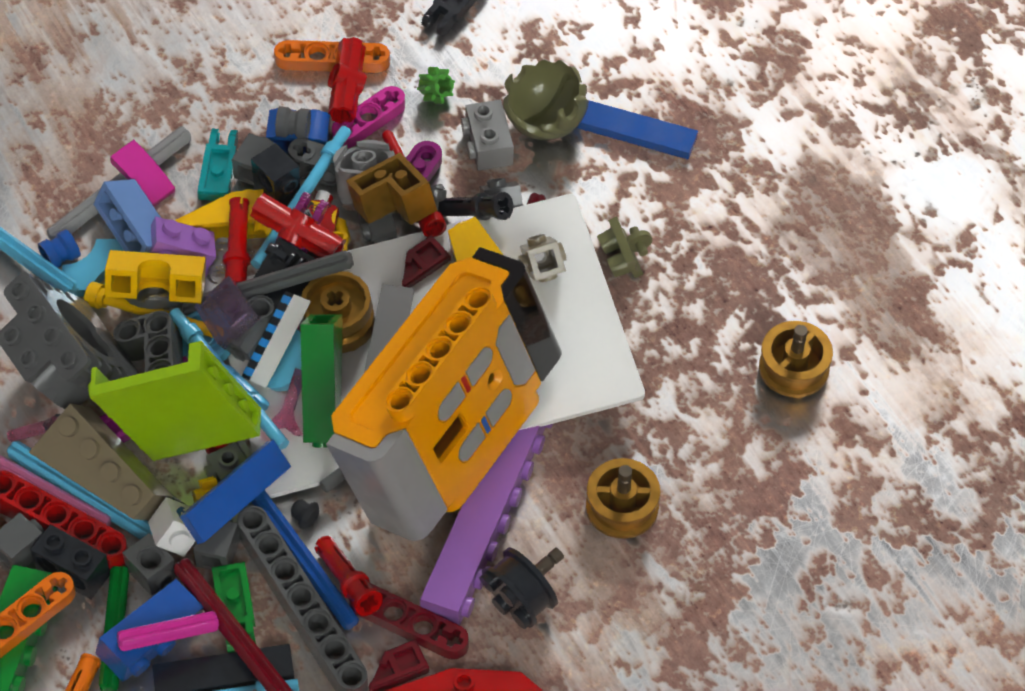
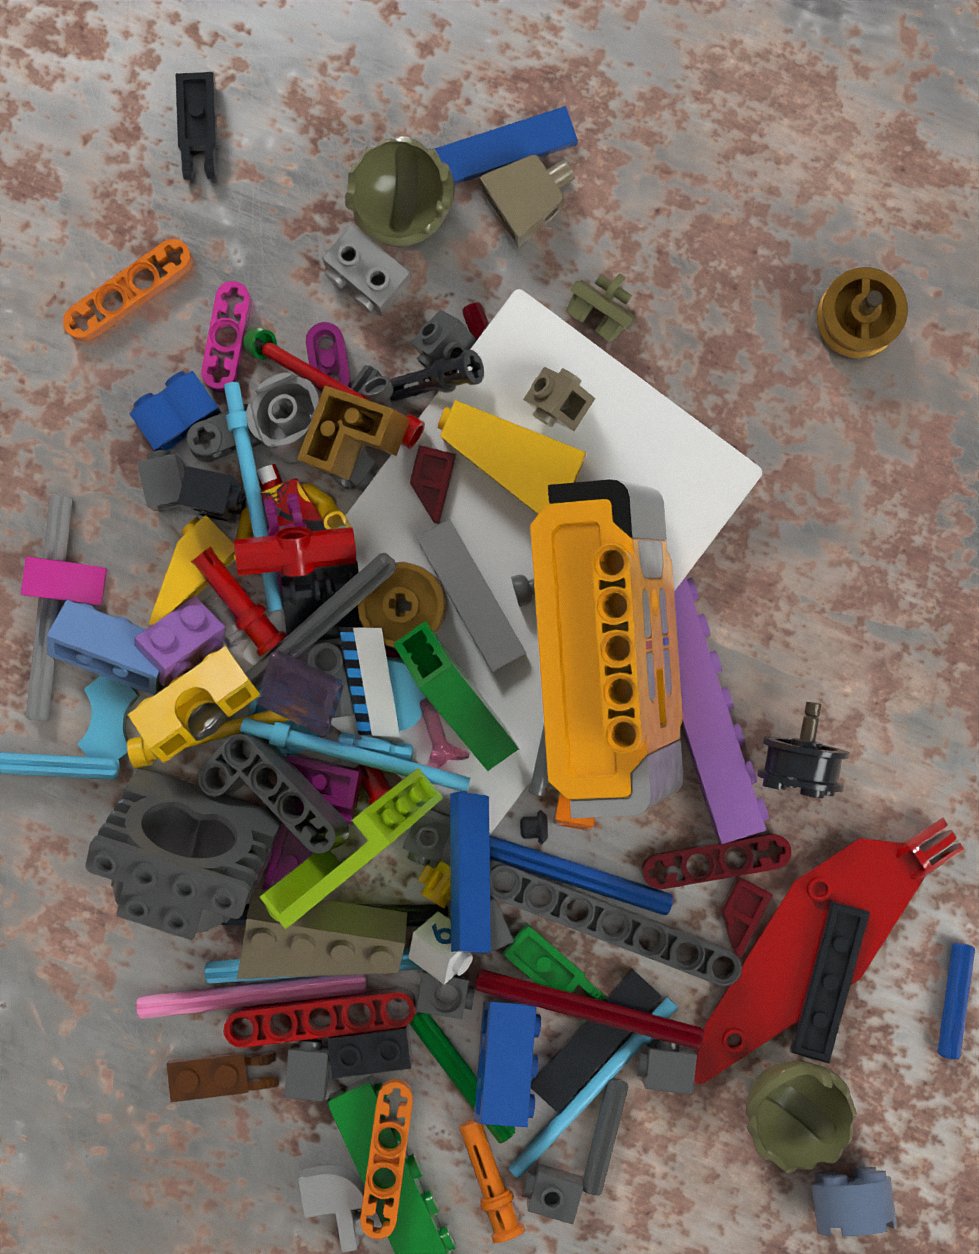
camera: 40 degrees left, 30 degrees up
(30, 430) = (230, 930): clear pink piece -> none
(59, 249) = (59, 731): blue wheel -> none
(167, 631) = (533, 1065): dark pink axle -> none
(217, 167) = (130, 513): teal hinge -> none
(293, 122) = (175, 419): dark grey wheel -> none
(338, 521) = (563, 816): none -> orange brick
(347, 80) = (177, 317): red piece -> none
(353, 583) = (650, 875): red pin -> none
(389, 125) = (261, 335): none -> green hinge
(436, 85) = (266, 250): bright green gear -> none
(622, 498) = (817, 591): pearl gold wheel -> none
(628, 159) = (526, 195): none -> dark tan torso

